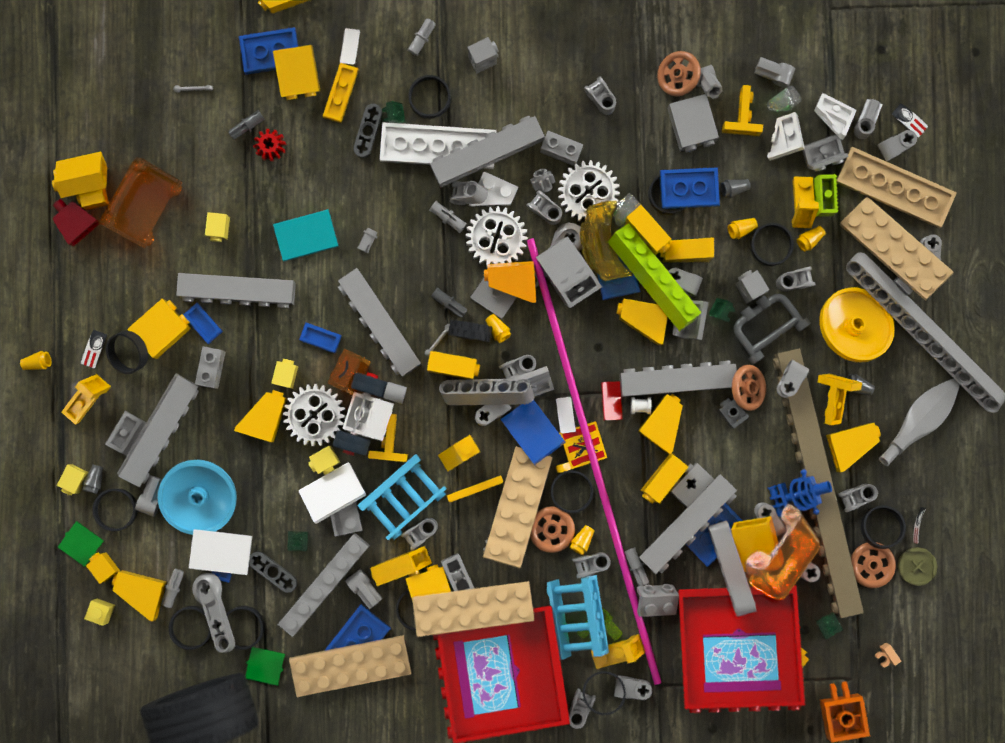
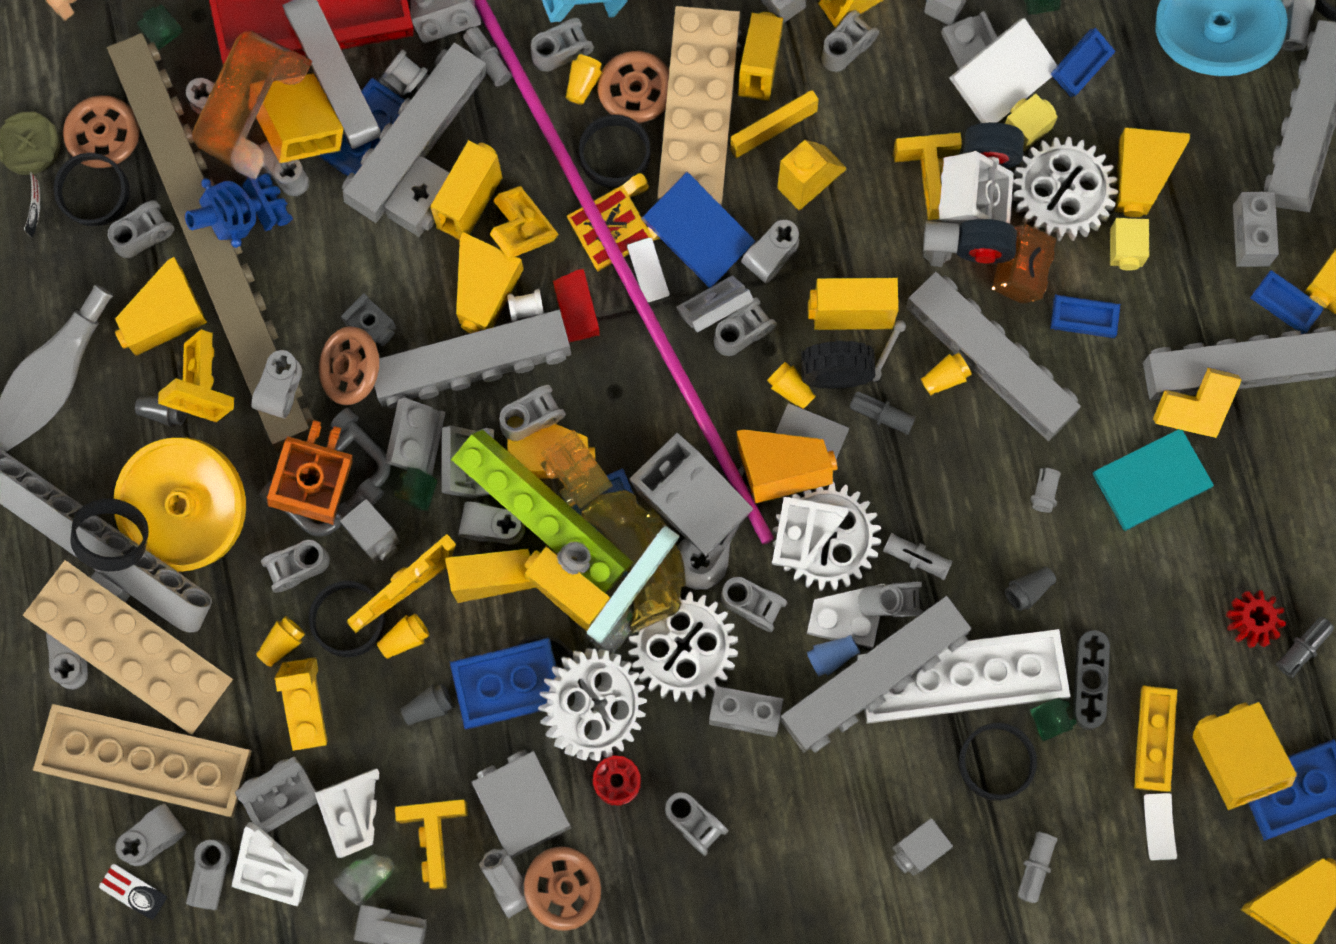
camera: 175 degrees right, 10 degrees down
(217, 226) = (1307, 461): light yellow brick -> none
(267, 265) = (1206, 410): none -> yellow tile
(284, 492) = (1083, 62): none -> blue tile
(384, 490) = (902, 117): medium azure fence -> none
(390, 186) = (1029, 588): none -> dark grey cone
(408, 317) = (946, 374): none -> yellow cone
(474, 533) = (760, 56): none -> yellow slope
(486, 392) = (775, 266): light grey beam -> none
(507, 170) = (832, 654): none -> medium blue cone
(509, 237) = (804, 531): none -> white wing
(542, 180) = (767, 648): light grey gear -> none
(611, 224) = (632, 584): none -> light aqua beam
(628, 174) = (570, 722): none -> white gear
(631, 296) = (576, 470): none -> clear yellow brick
(631, 452) = (526, 224): none -> yellow tile
(638, 118) = (616, 766): none -> red wheel
(638, 240) = (574, 558): none -> light grey plate
(649, 334) = (533, 413): none -> light grey piece
(688, 561) = (402, 75): none -> light grey piece
(717, 339) = (414, 436): none -> light grey plate
(738, 254) = (405, 582): none -> yellow wing
(770, 327) = (306, 458): none -> orange hinge
(826, 195) = (265, 717): lime brick -> none
(899, 329) = (110, 506): none -> black tyre

